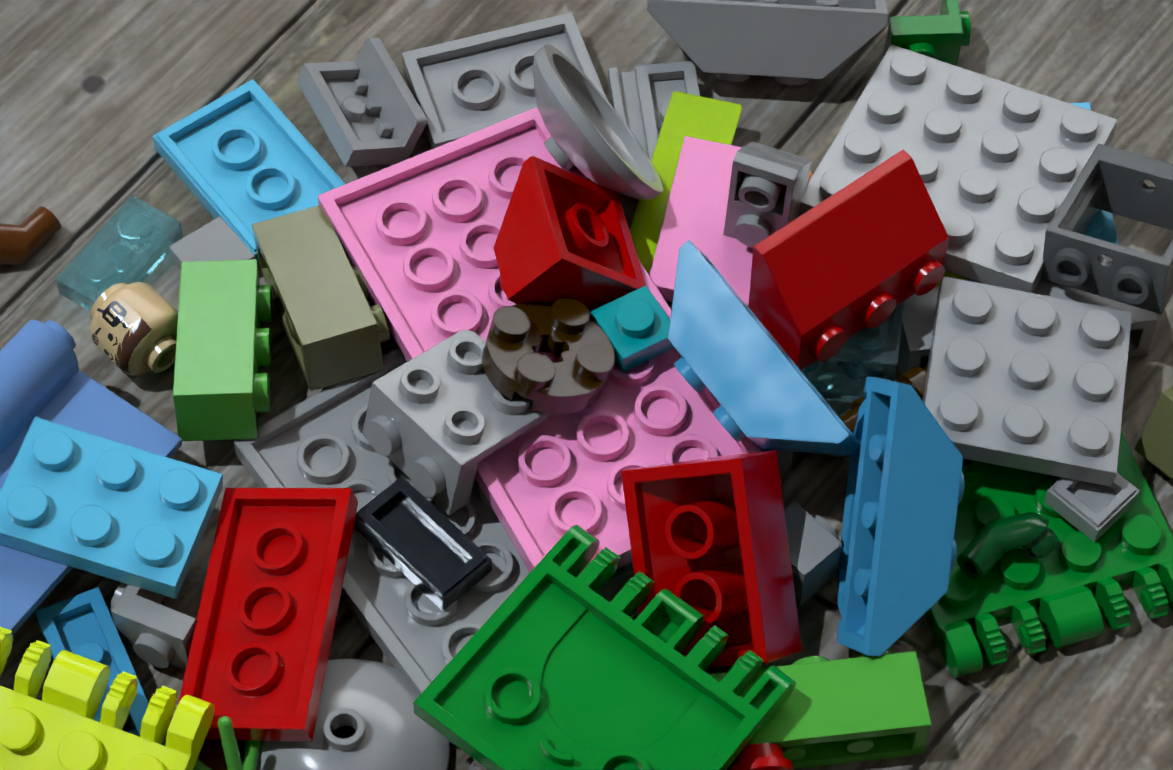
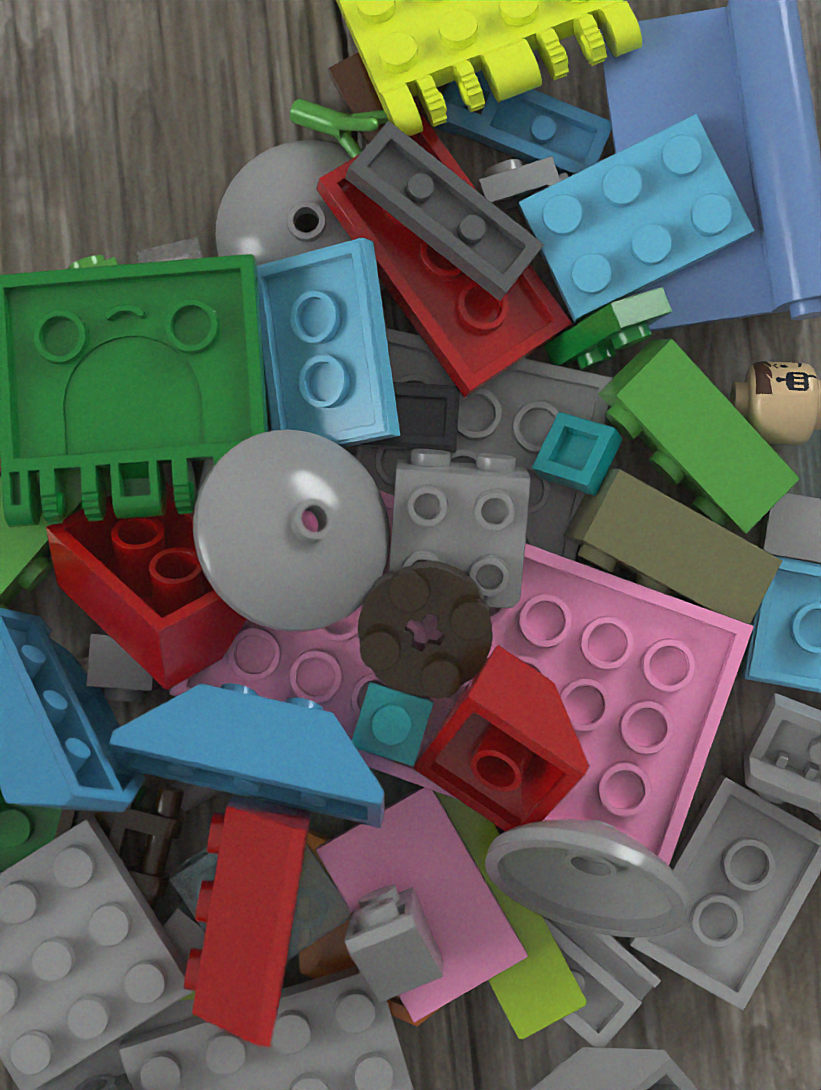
camera: 135 degrees right, 30 degrees up
(196, 439) = (609, 330): none -> green plate
(237, 620) = (443, 210): none -> dark grey plate
(317, 397) = (577, 453): none -> teal plate
(420, 607) = (327, 345): none -> medium azure tile
(578, 485) = (255, 538): none -> light grey dish

